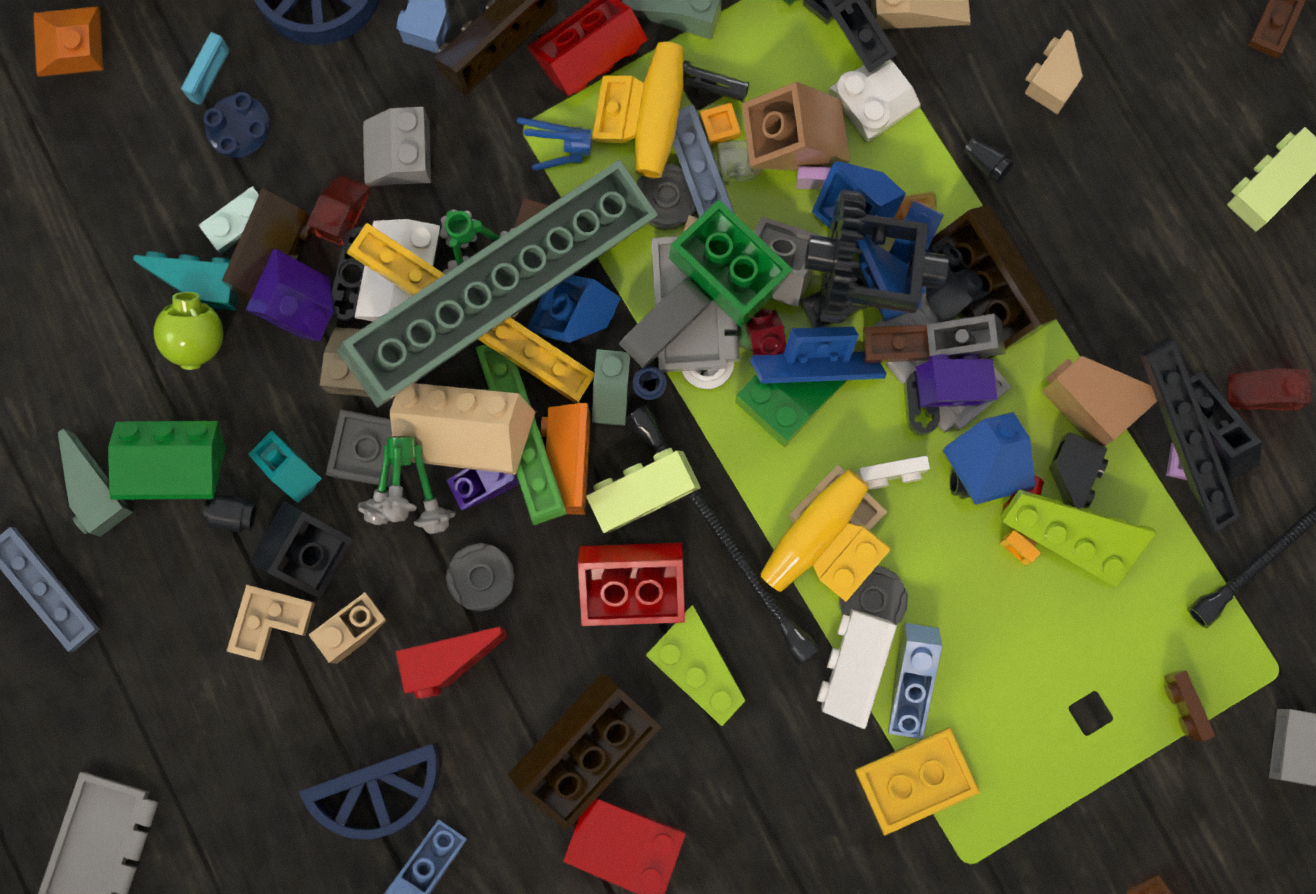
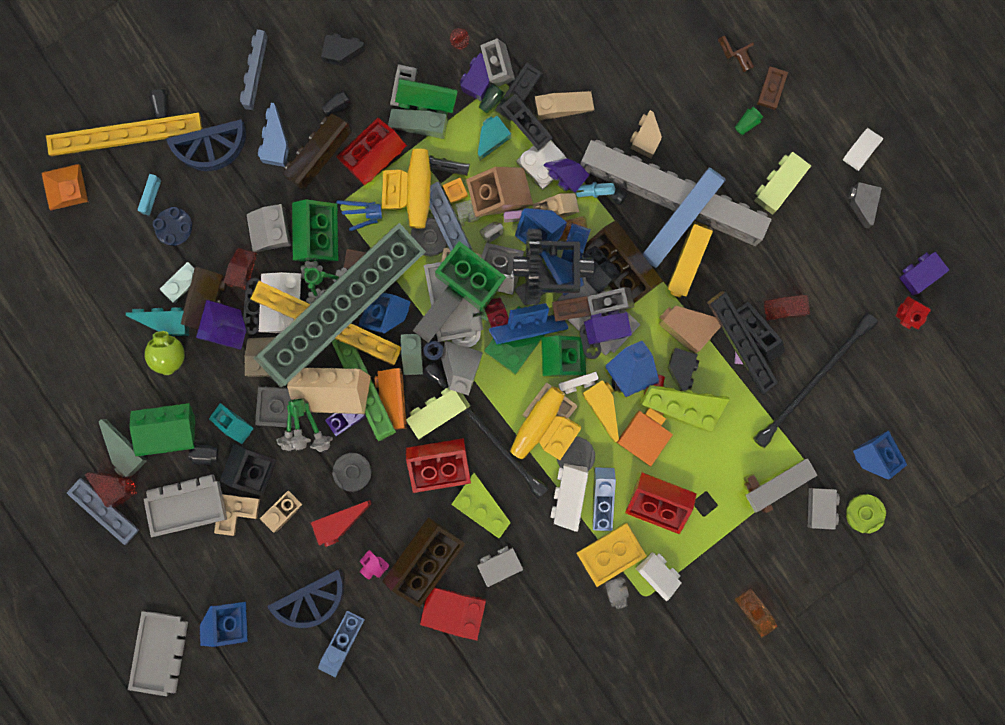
camera: 10 degrees left, 5 degrees up
(60, 551) = (111, 488): none -> clear red slope
(183, 599) = (185, 508): none -> light grey hinge
(219, 815) = (224, 625): none -> blue slope
(474, 161) = (314, 231): none -> green slope
(494, 744) = (371, 565): none -> dark pink piece
(692, 416) = (460, 366): none -> light grey slope
(717, 775) = (499, 566): none -> light grey brick
(775, 199) = (491, 231): none -> light grey slope
(795, 42) = (492, 136): none -> teal slope
(870, 423) = (563, 356): none -> green slope
(900, 163) = (561, 204): none -> tan slope
(915, 117) = (567, 173): none -> dark purple slope
(919, 850) = (617, 593): none -> clear brick
(931, 516) = (602, 403): none -> yellow slope
(959, 150) = (596, 190): none -> medium azure axle
(997, 583) = (644, 438): none -> orange slope
(998, 829) = (659, 576): none -> white slope
(1015, 701) = (661, 503): none -> red slope
(1098, 172) = (670, 192): none -> light grey brick
(1109, 284) = (689, 258): none -> yellow slope
(1110, 207) = (683, 217): none -> medium blue tile
(1232, 696) = (781, 485): none -> light grey tile
(1233, 69) = (748, 121): none -> green cone

